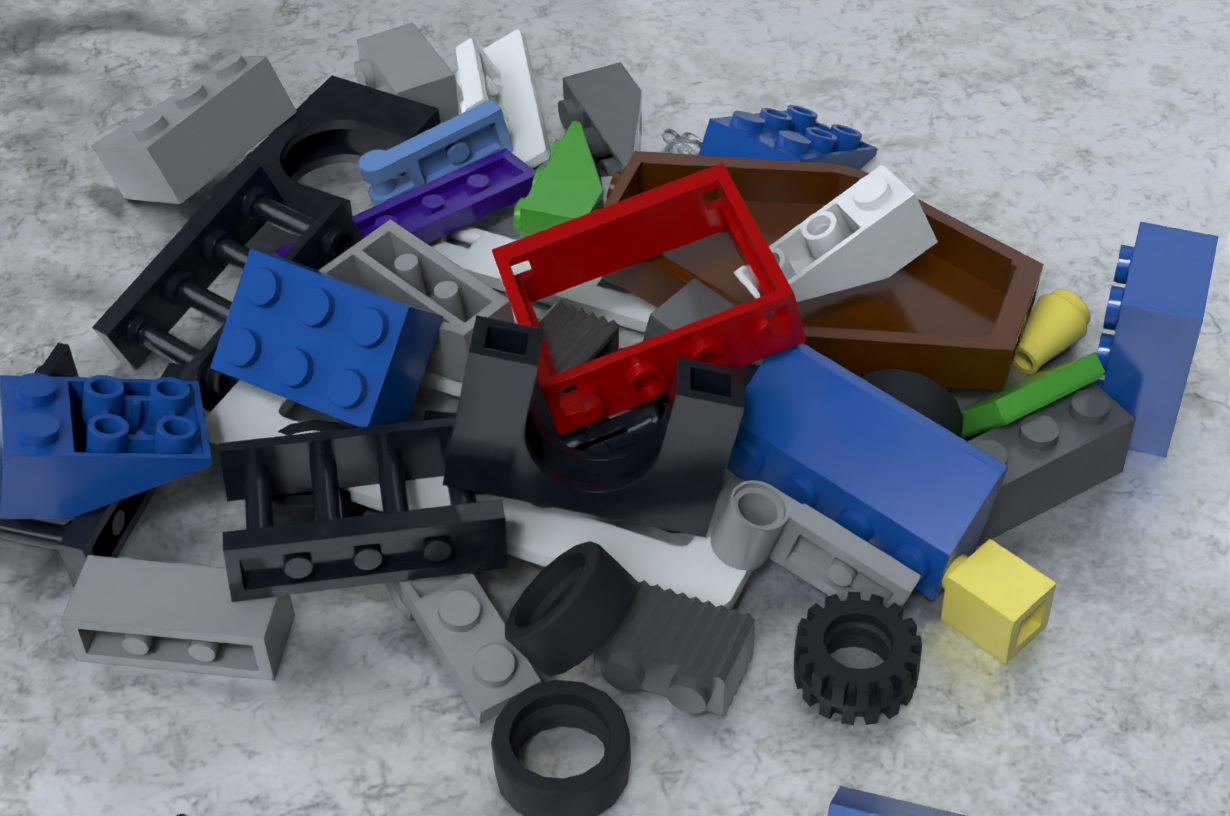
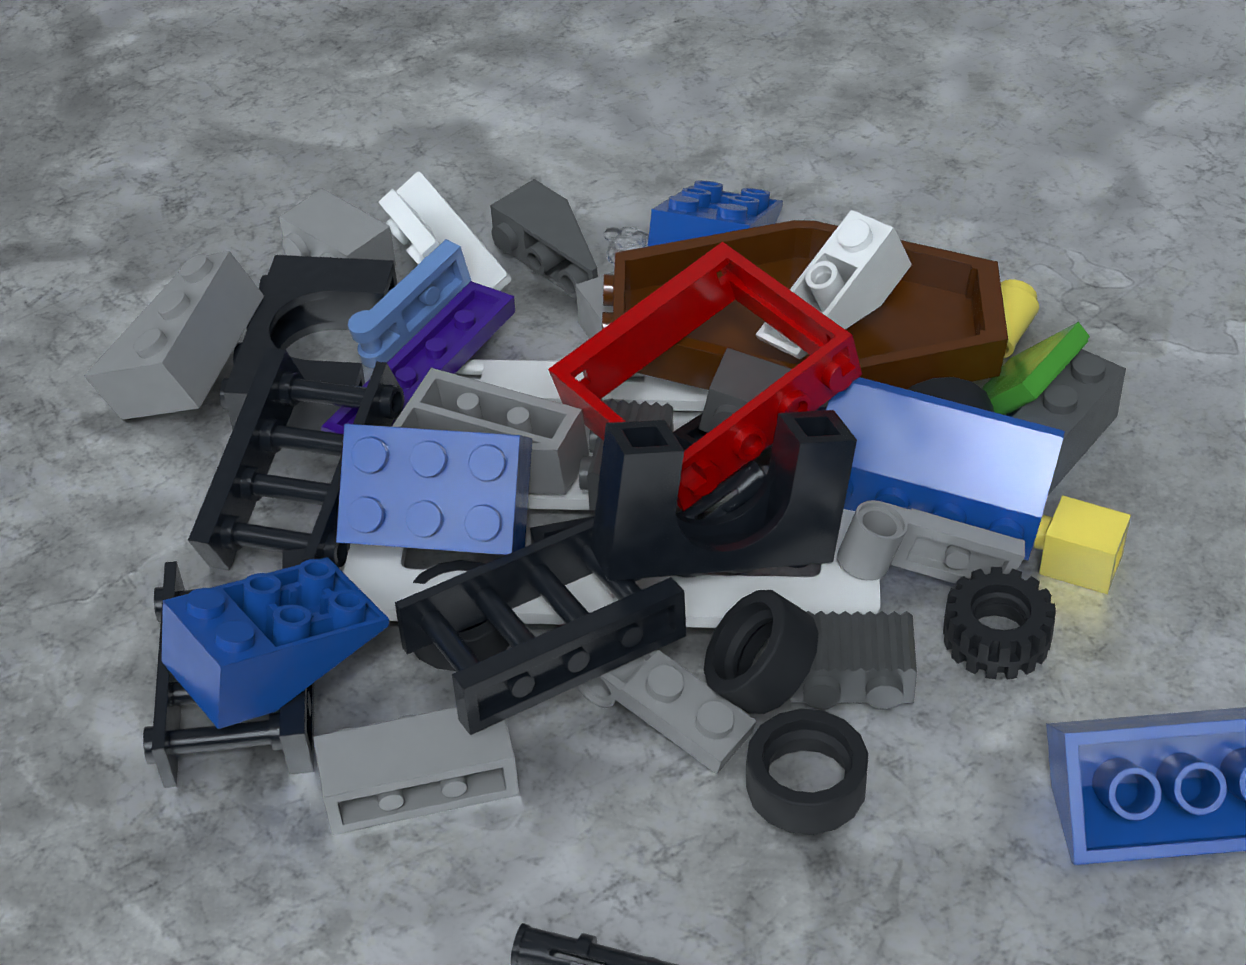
camera: 20 degrees left, 0 degrees up
(562, 188) = (548, 309): bright green slope -> none
(1155, 328) = (1115, 286): blue brick -> none

